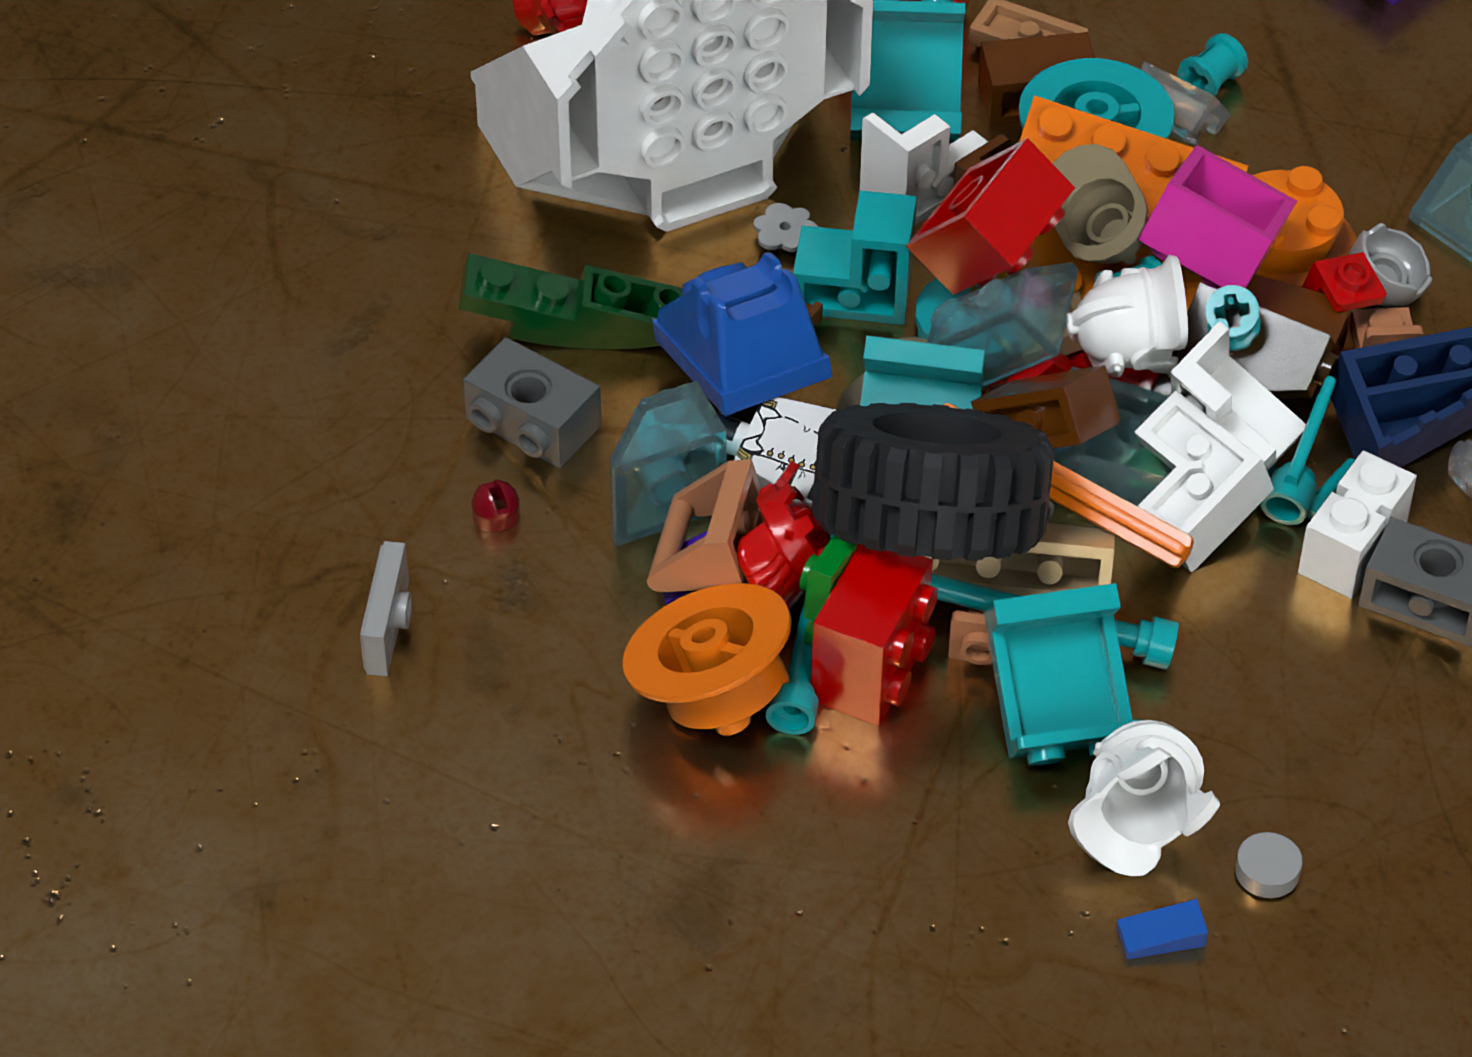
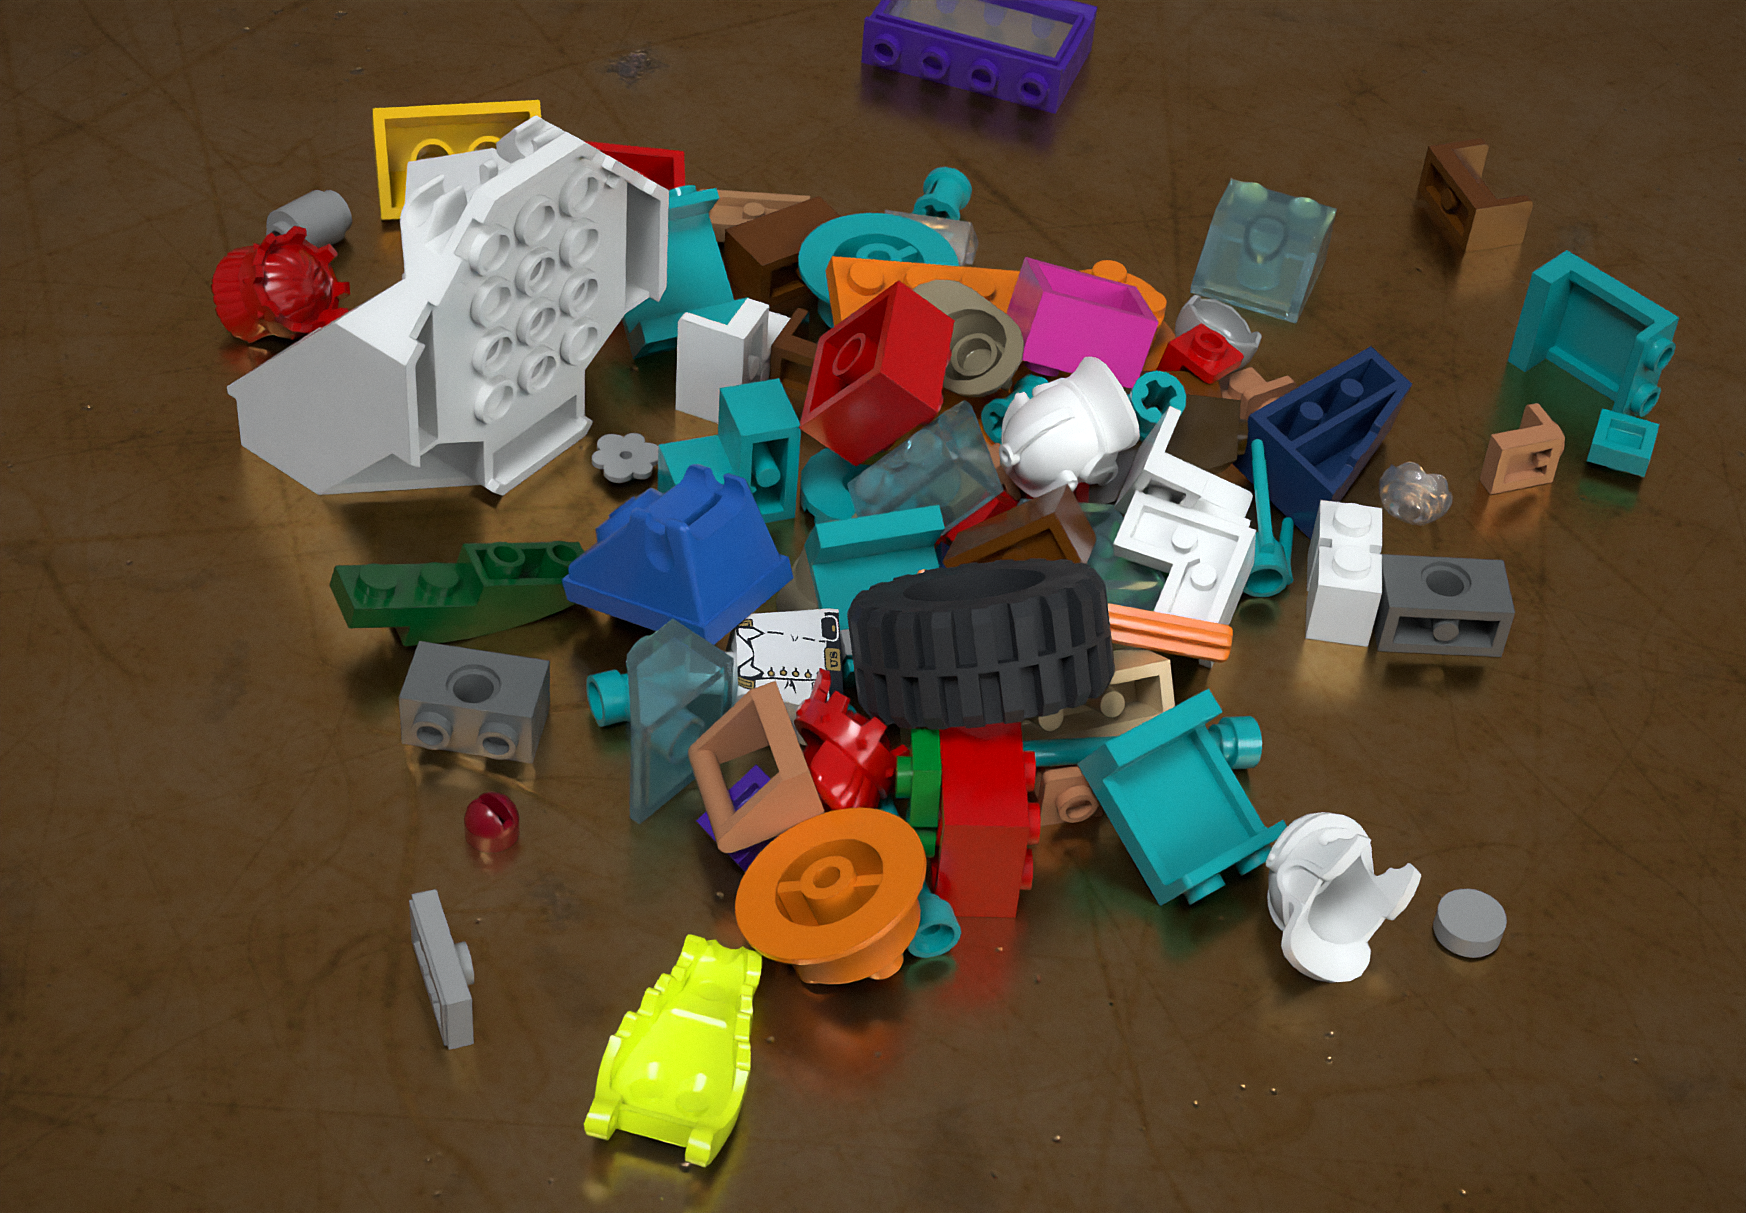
camera: 30 degrees left, 5 degrees down
(527, 741) = (684, 1055): none -> neon yellow animal
(1163, 930) = (1416, 1023): blue piece -> none

